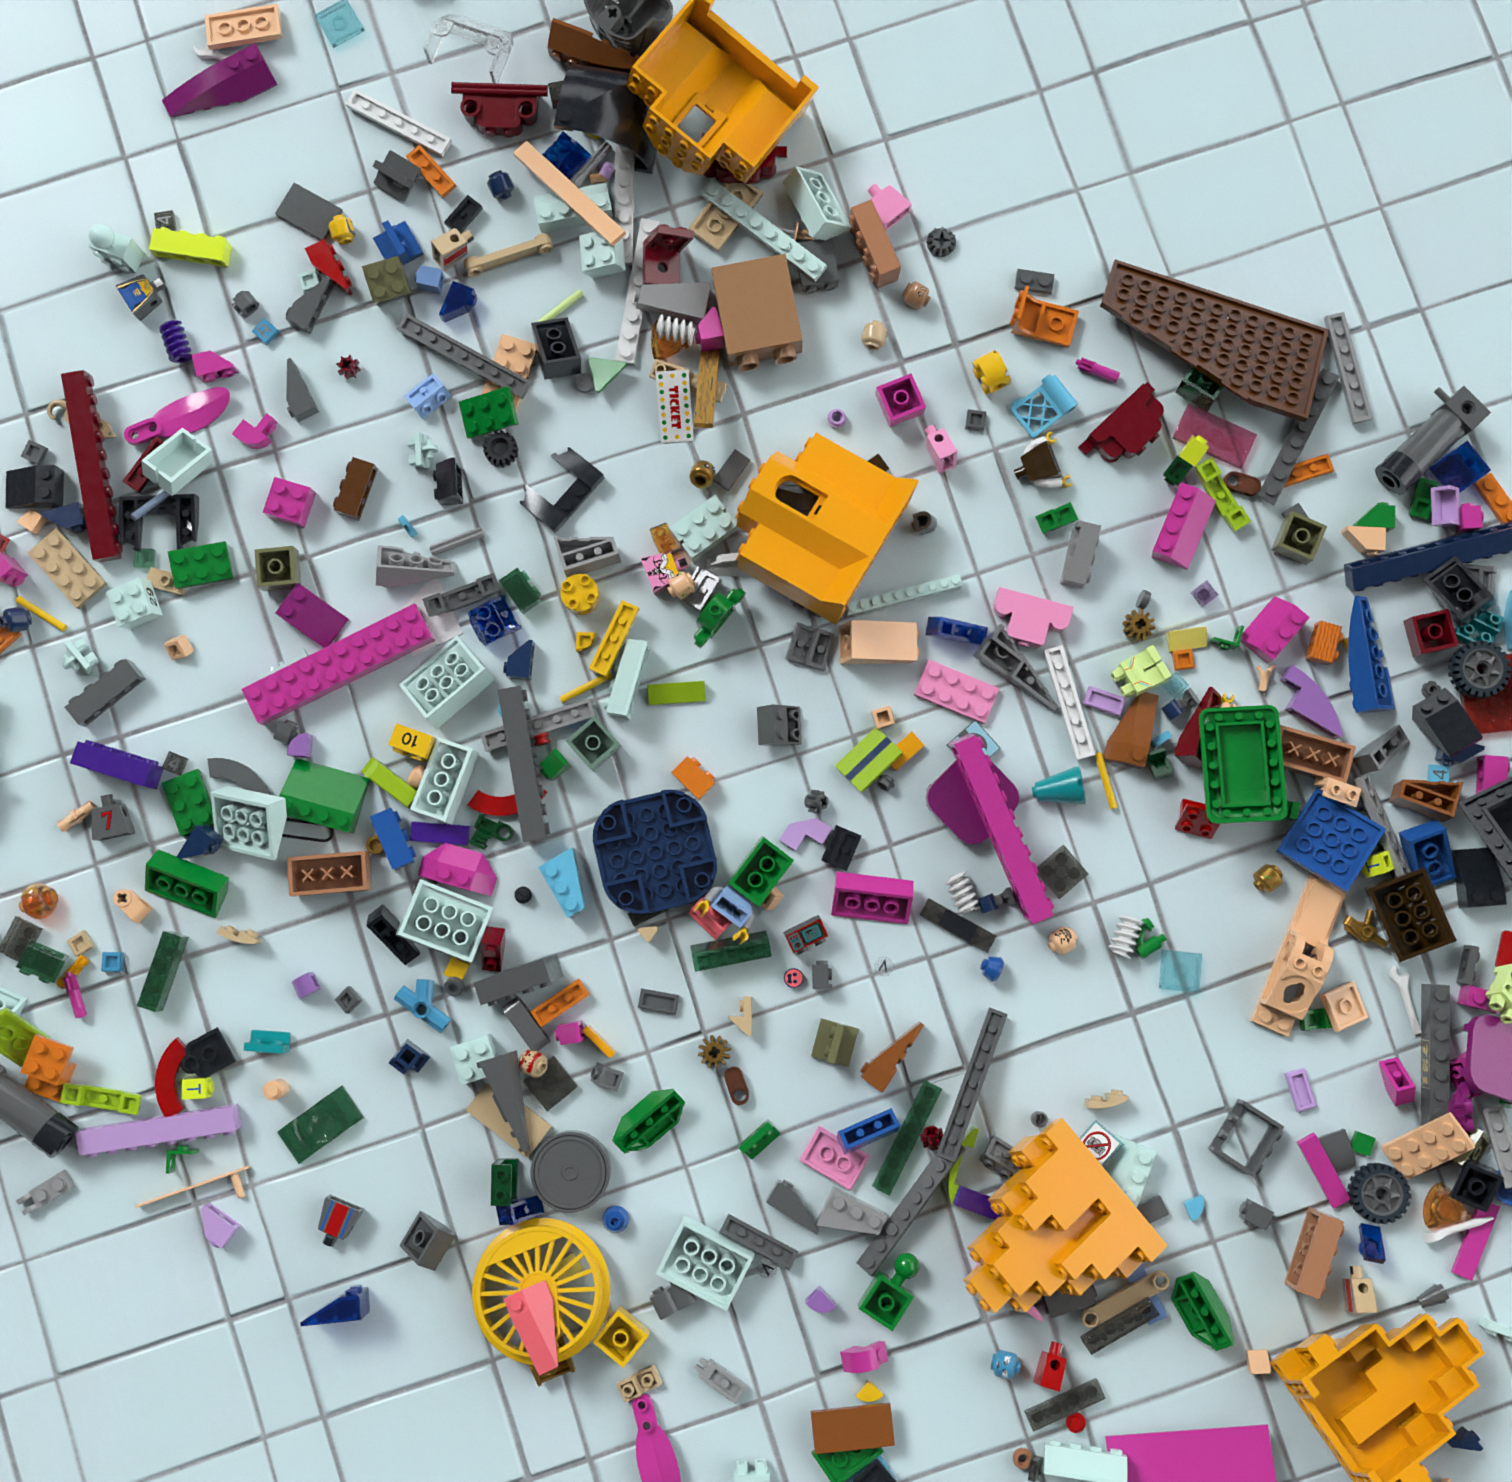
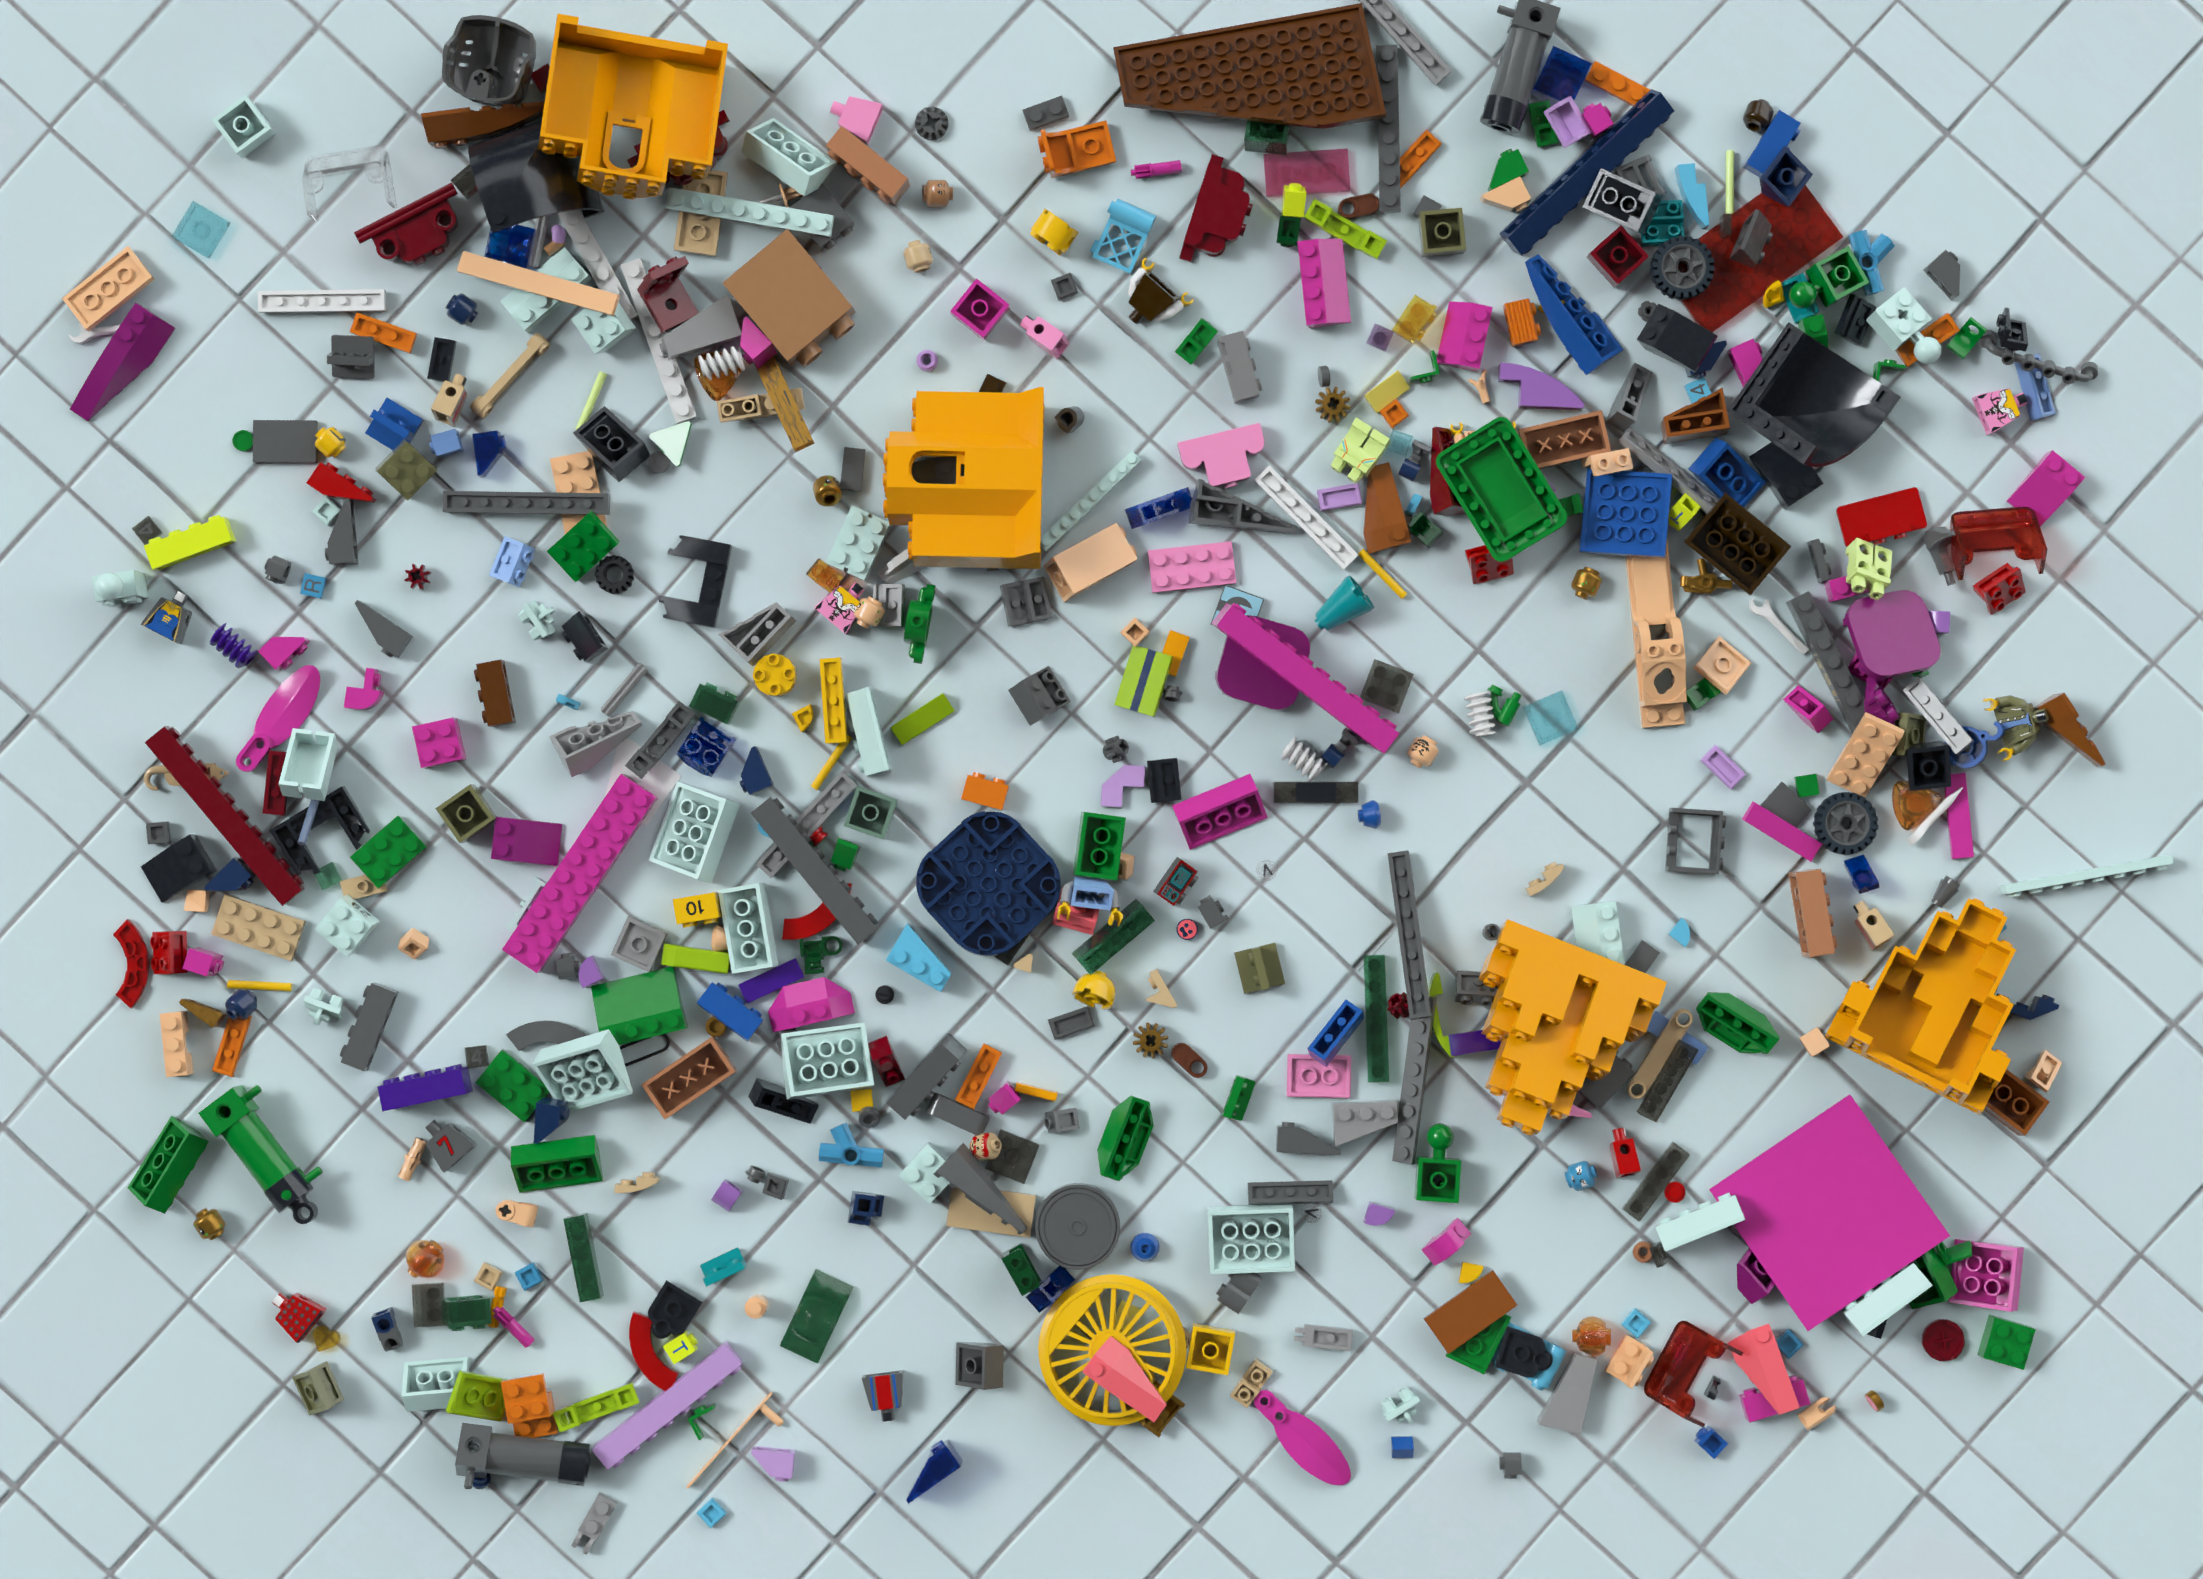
camera: 30 degrees left, 5 degrees up
(143, 1238) = (711, 1512): none -> medium azure tile
(277, 194) = (243, 440): none -> green piece
(337, 981) = (755, 1174): none -> dark grey plate
(352, 745) = (639, 944): none -> light grey plate
(674, 406) = (762, 438): white sticker -> none
(692, 985) = (1095, 990): none -> yellow cylinder
(882, 1066) = (1317, 963): dark orange wedge -> none
(1101, 1143) = (1560, 922): piece -> none
(1239, 594) = (1414, 319): none -> clear yellow bracket
(1255, 1214) = (1740, 908): dark grey brick -> none

